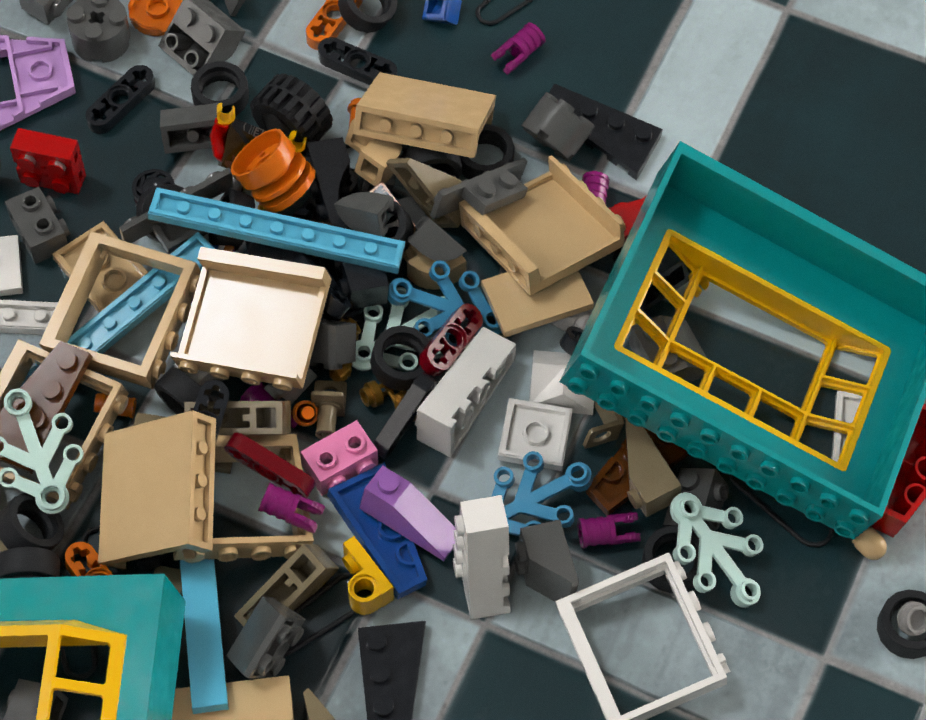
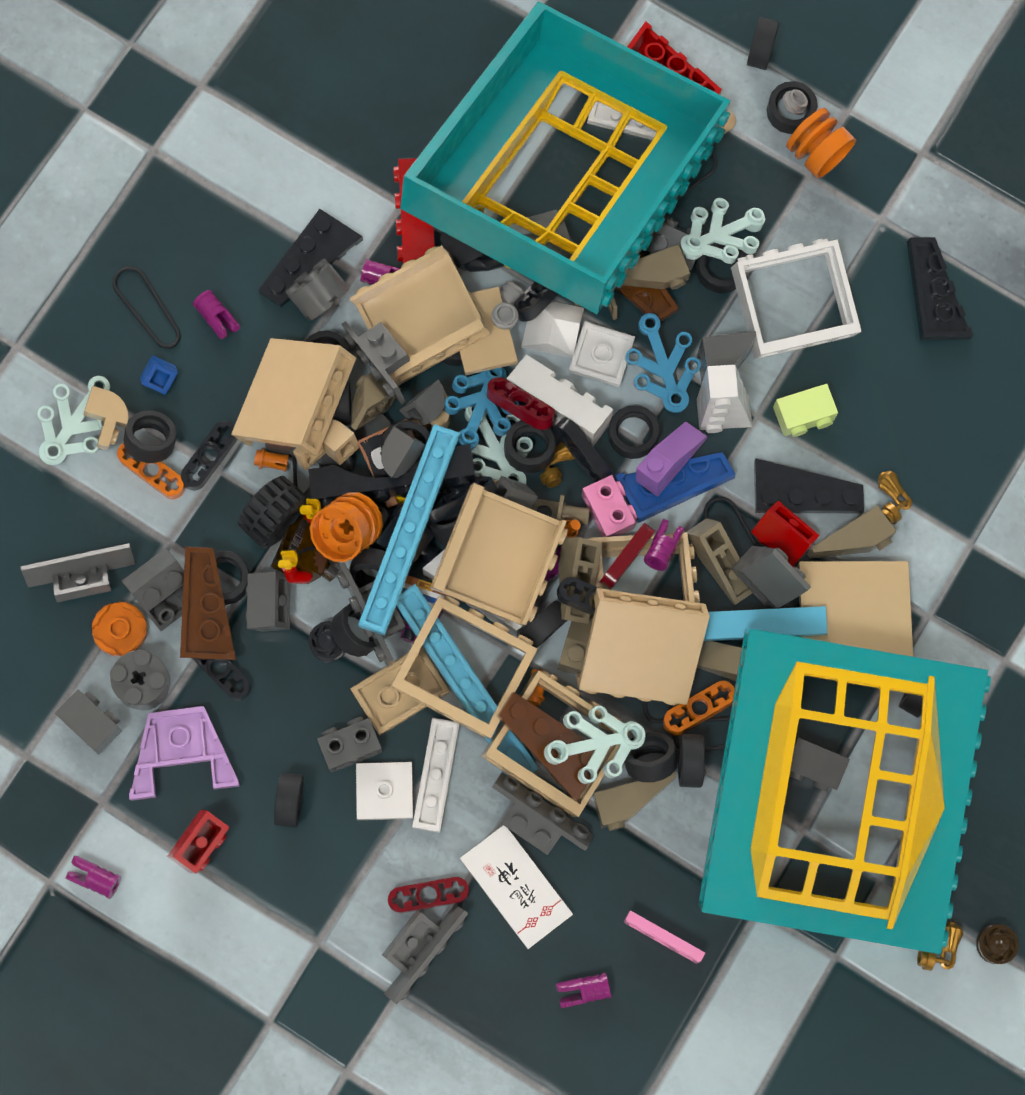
camera: 85 degrees left, 15 degrees up
(48, 161) = (291, 728): red piece -> none
(174, 66) = (204, 616): none -> reddish brown wing
(326, 658) = (785, 531): none -> red brick
(367, 577) = (704, 502): yellow plate -> none
(448, 456) = (630, 412): none -> black tyre
(494, 671) = (805, 410): none -> yellowish green brick
(555, 308) = (504, 316): none -> light grey plate
(603, 531) = (692, 314): magenta hinge -> none
(863, 654) = (816, 138): none -> orange wheel

